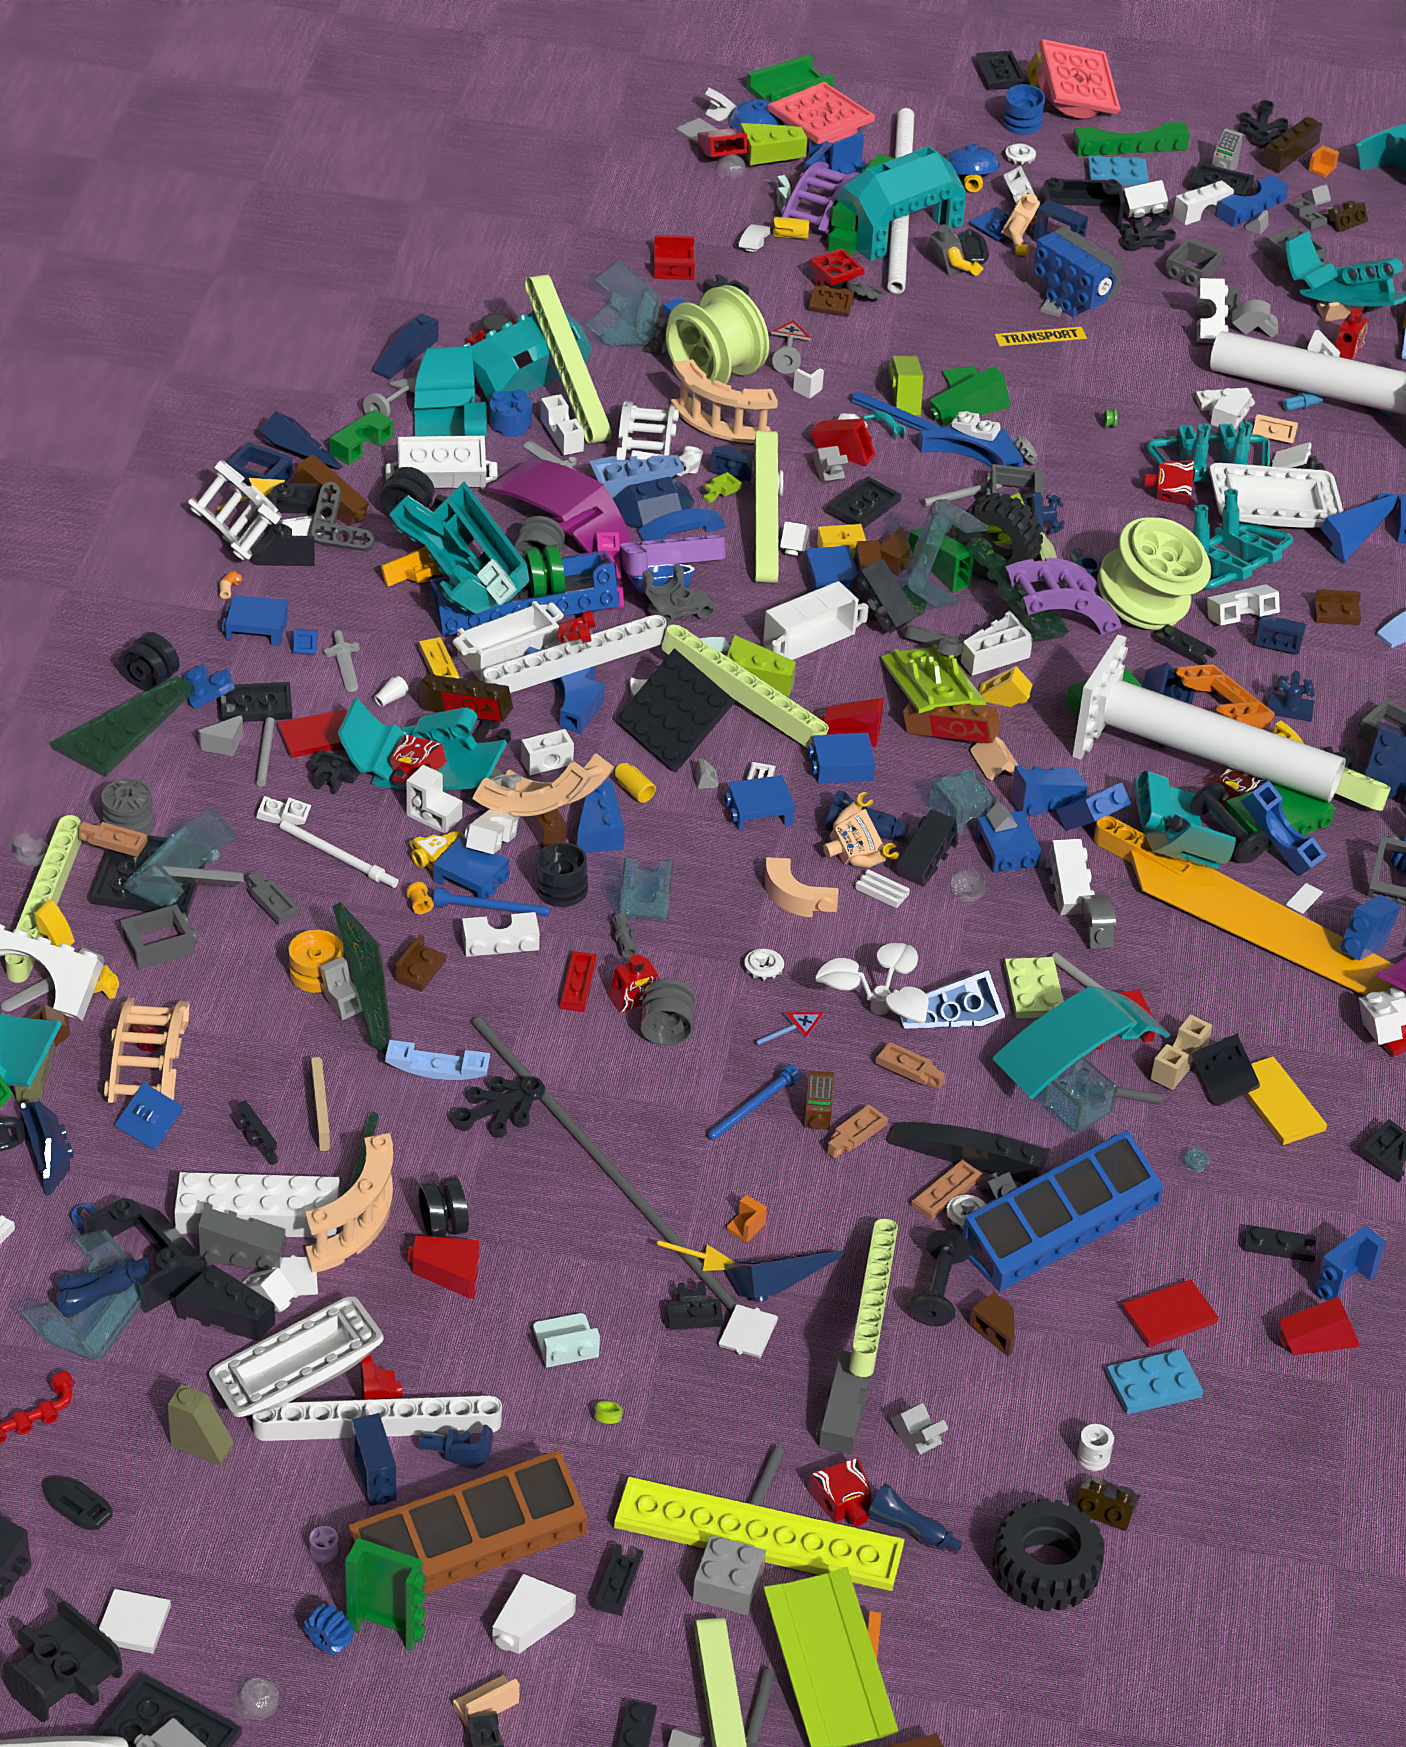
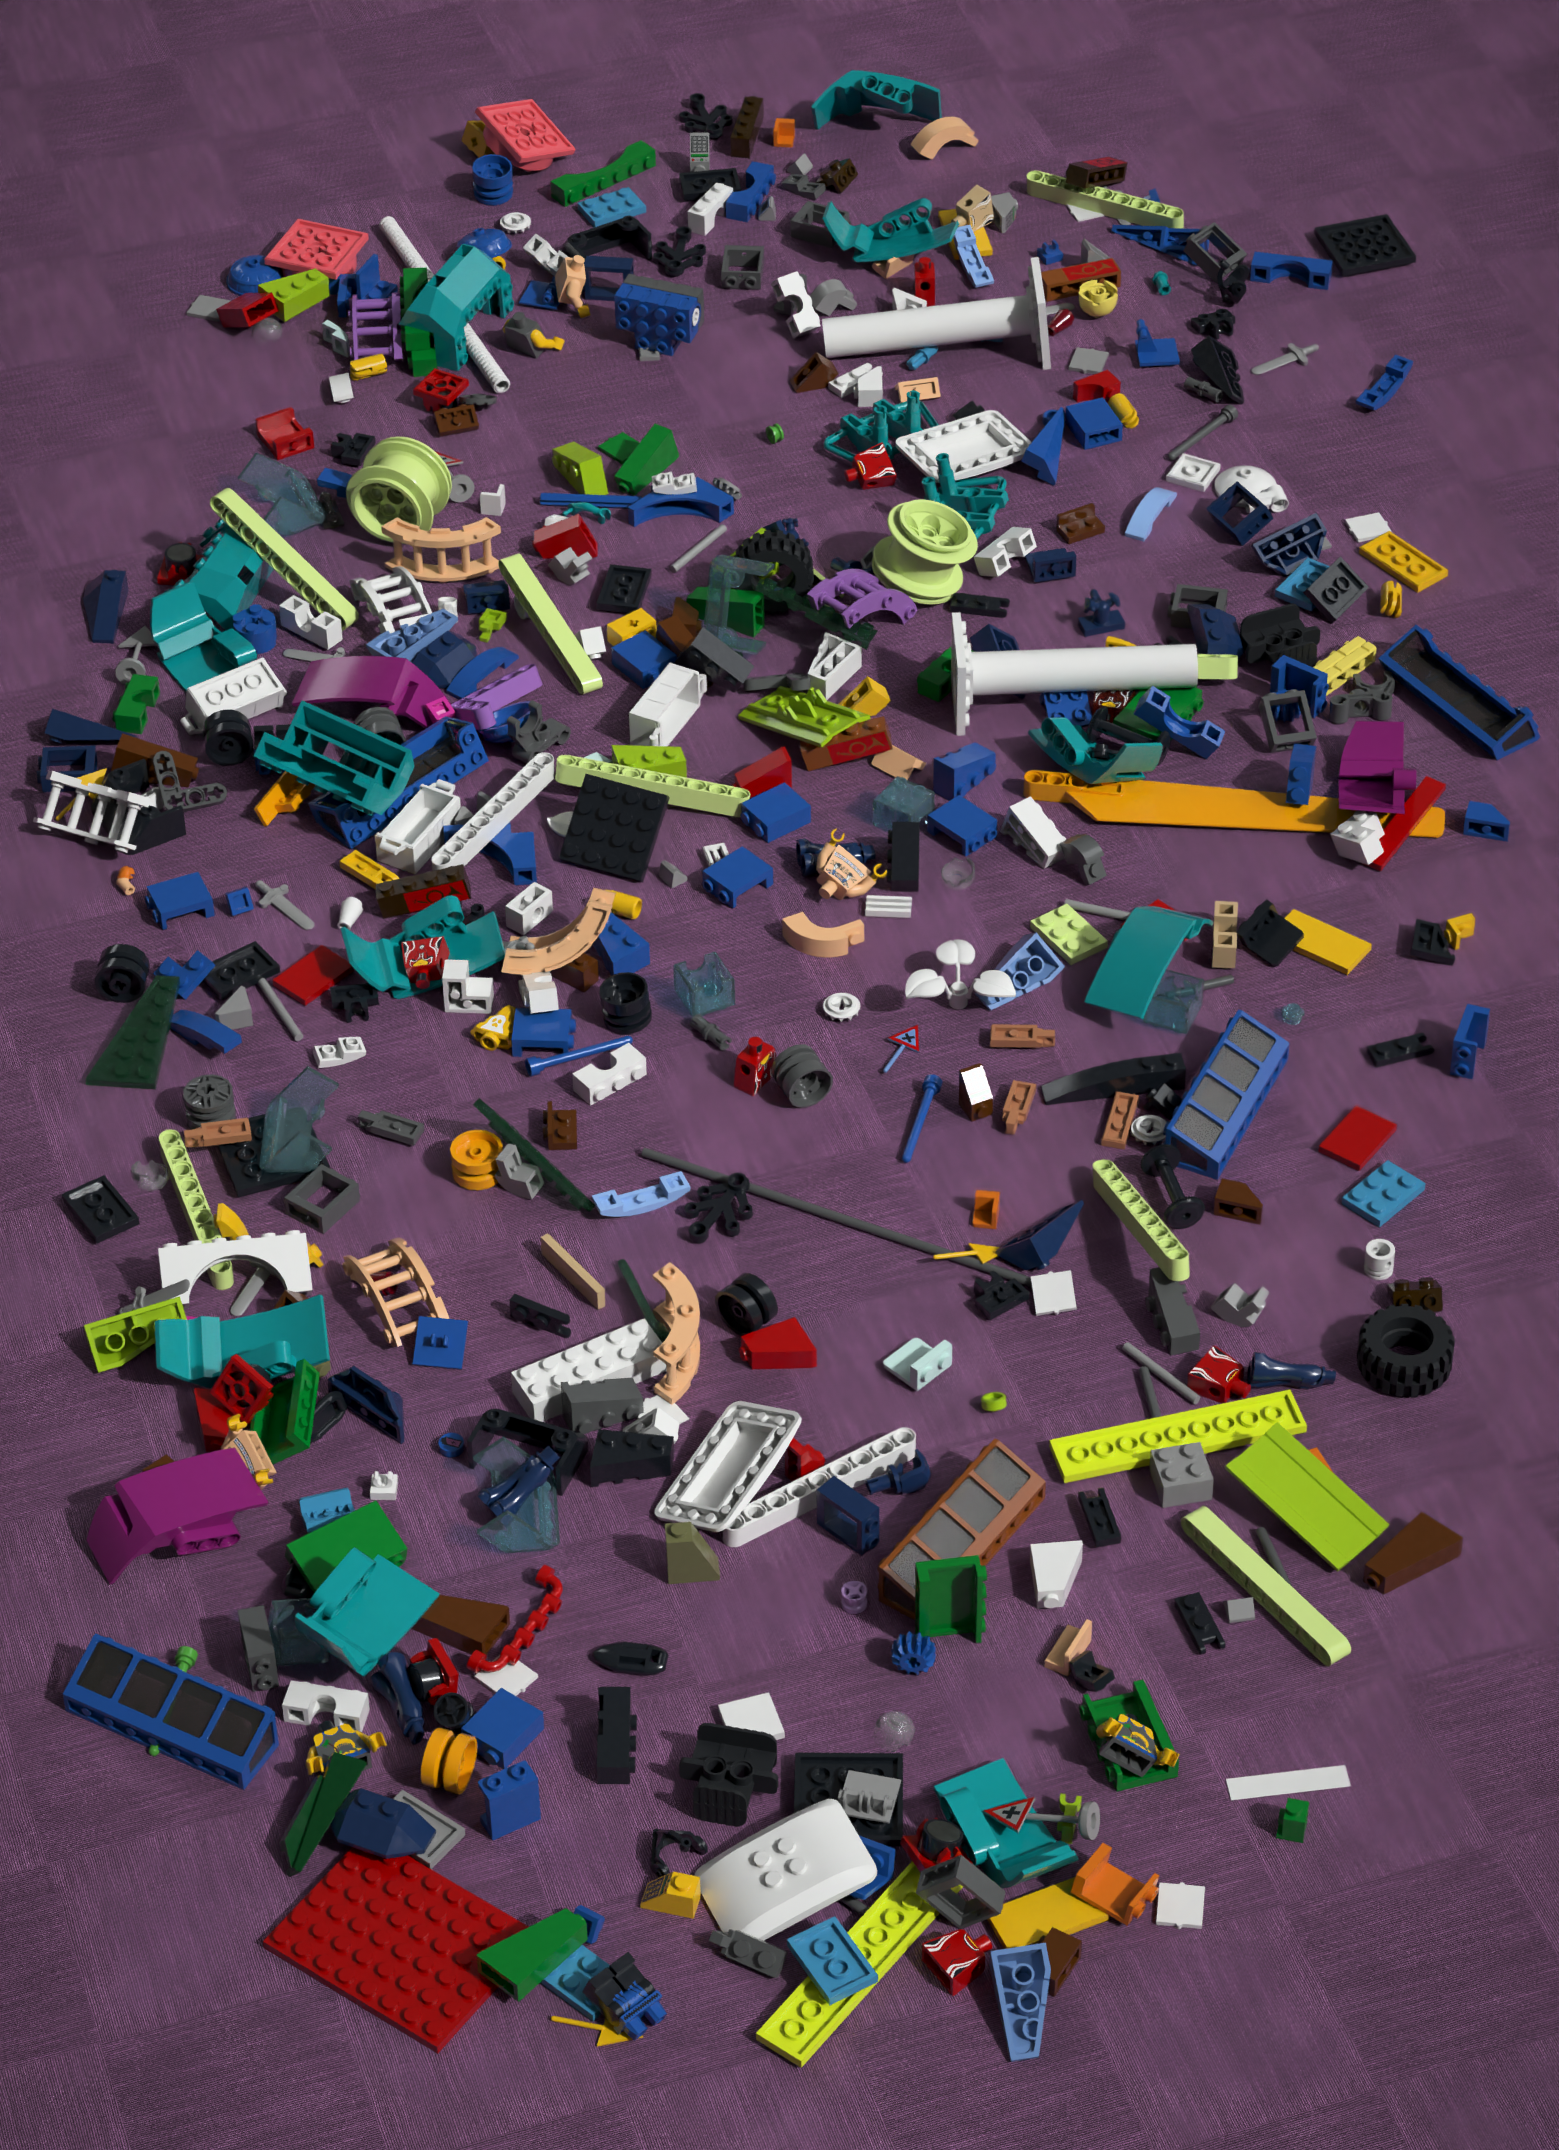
camera: 25 degrees left, 0 degrees up
(181, 742) = (204, 1030): none -> blue slope
(204, 876) = (331, 1130): tile -> none
(374, 872) = (461, 1069): white bar -> none
(418, 894) = (517, 1073): light orange bush -> none
(497, 581) = (391, 778): light aqua slope -> none
(545, 571) = (423, 751): green wheel -> none
(568, 629) = (477, 800): red bar -> none
(578, 981) = (701, 1085): red tile -> none
(720, 107) = (213, 276): white slope -> none
(785, 79) = (255, 231): green panel -> none
(794, 1461) = (1161, 1373): none -> light grey bar
(974, 247) = (546, 323): black piece -> none
(1000, 69) = (438, 149): black plate -> none
(1000, 818) = (948, 808): light grey slope -> none
(1016, 477) = (737, 515): dark grey window -> none
(1040, 336) = (657, 383): yellow sticker -> none
(1093, 806) = (1015, 767): blue brick -> none
(1145, 199) = (665, 223): white slope -> none
(1187, 379) = (814, 374): none -> reddish brown slope
(1192, 772) = (1069, 705): none -> blue bracket
(1244, 707) = (1024, 625): orange wedge -> none
(1292, 456) = (951, 408): white piece -> none
(1304, 898) = (1223, 774): white sticker -> none
(1319, 1329) = (1479, 1098): red slope -> none

